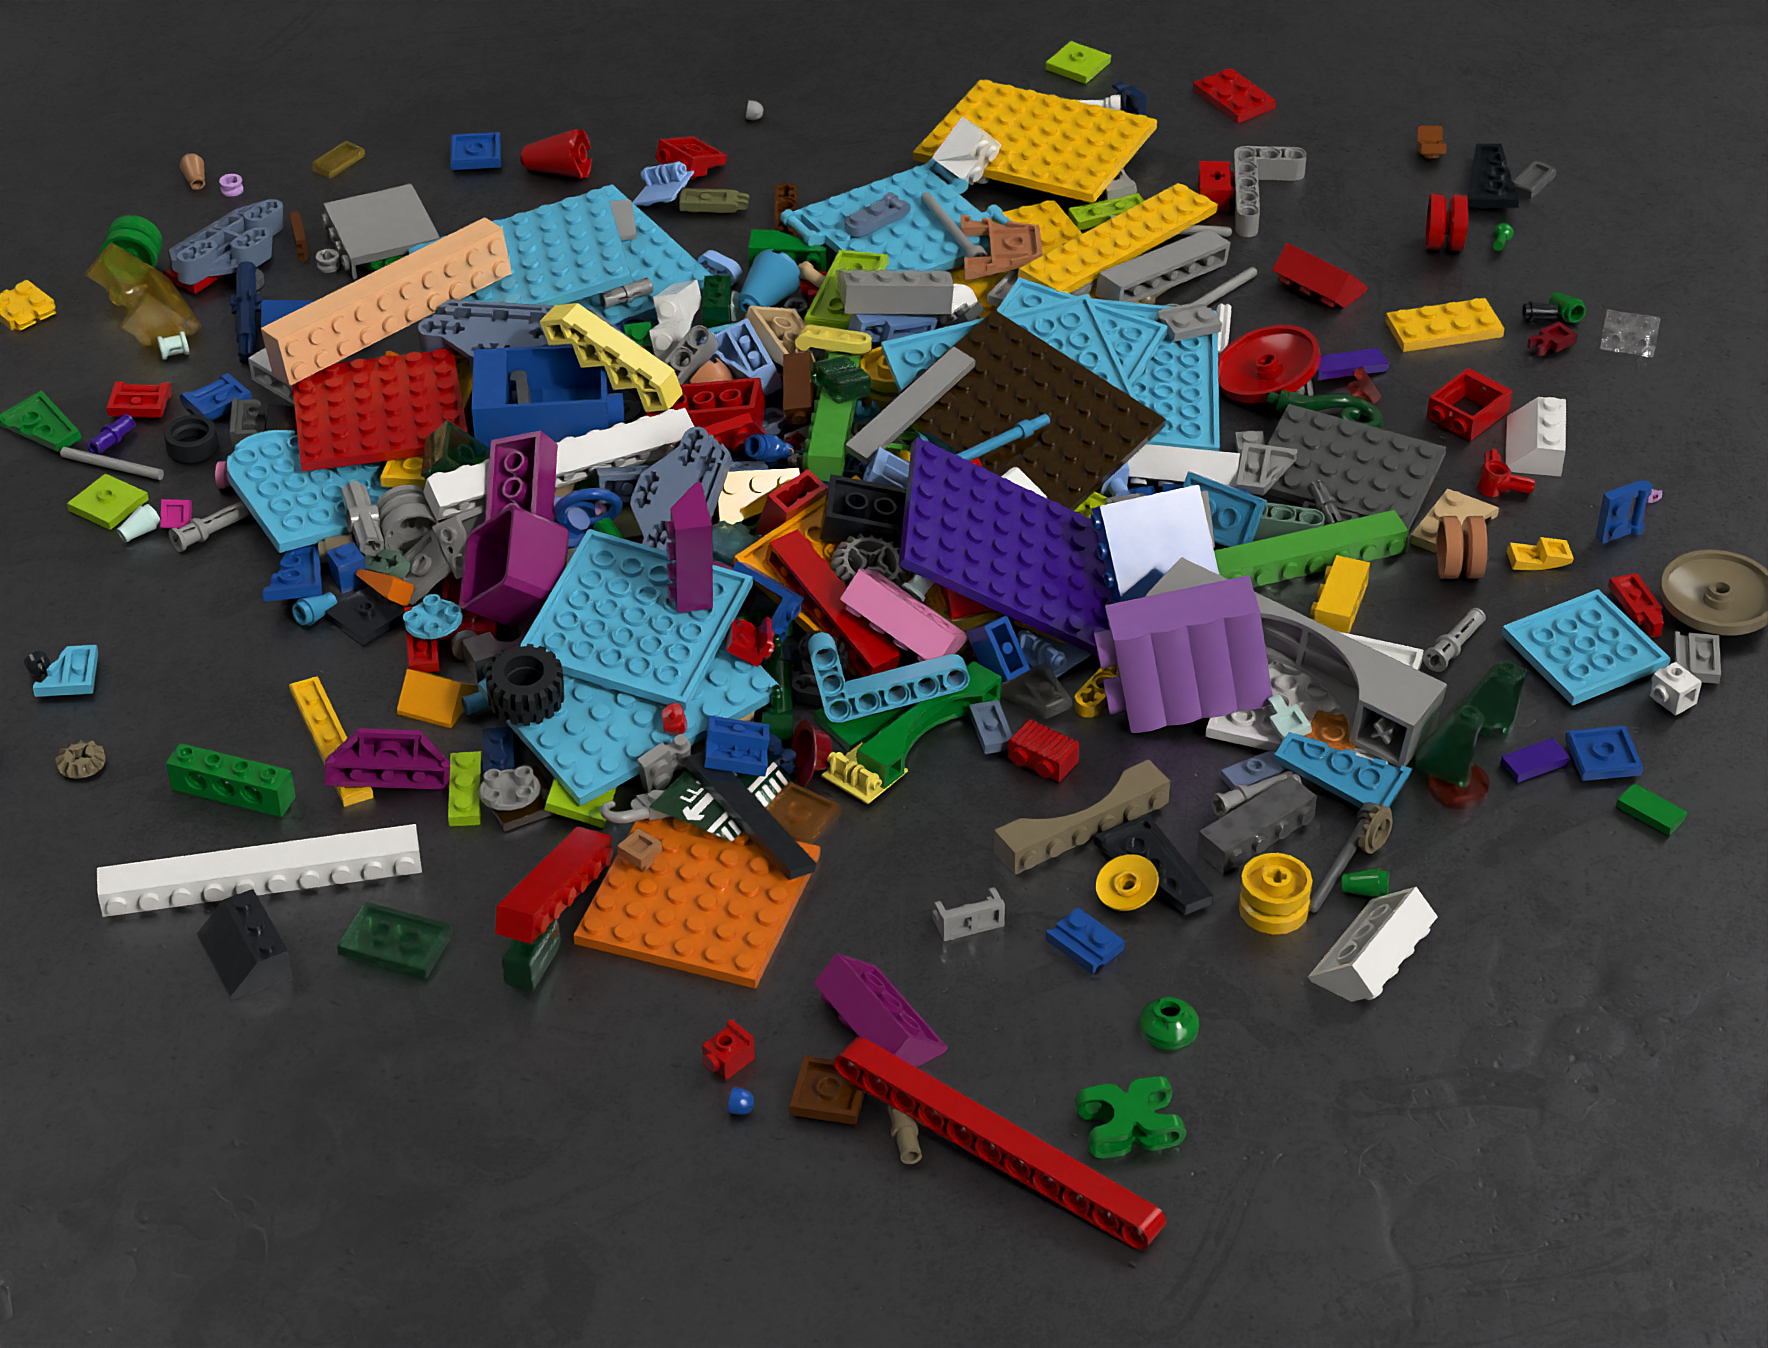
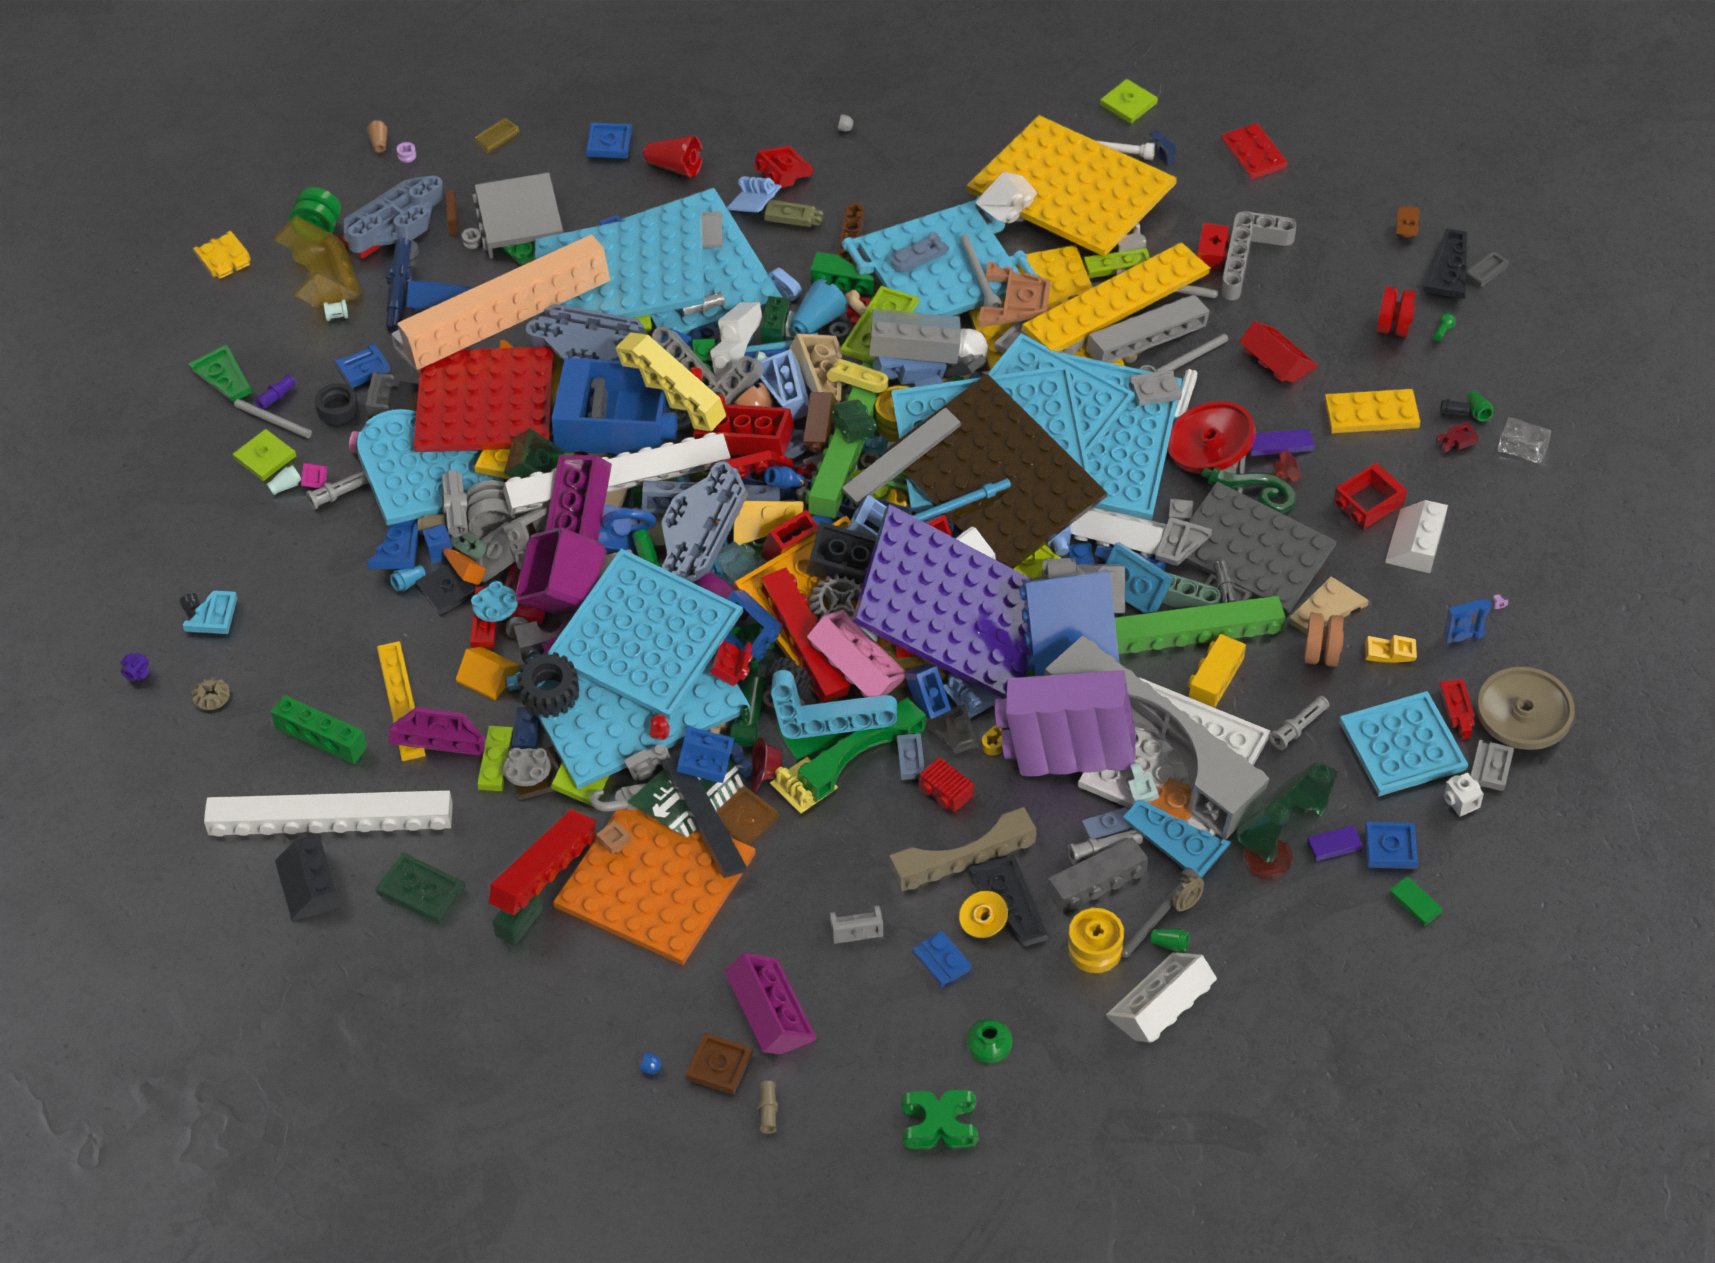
camera: 10 degrees right, 10 degrees up
(138, 399) = (301, 360): red plate -> none
(690, 552) = (688, 592): magenta slope -> none
(728, 1050) = (649, 1019): red brick -> none
(1001, 1143) = (835, 1129): red beam -> none
(1497, 477) = (1374, 572): red axle -> none

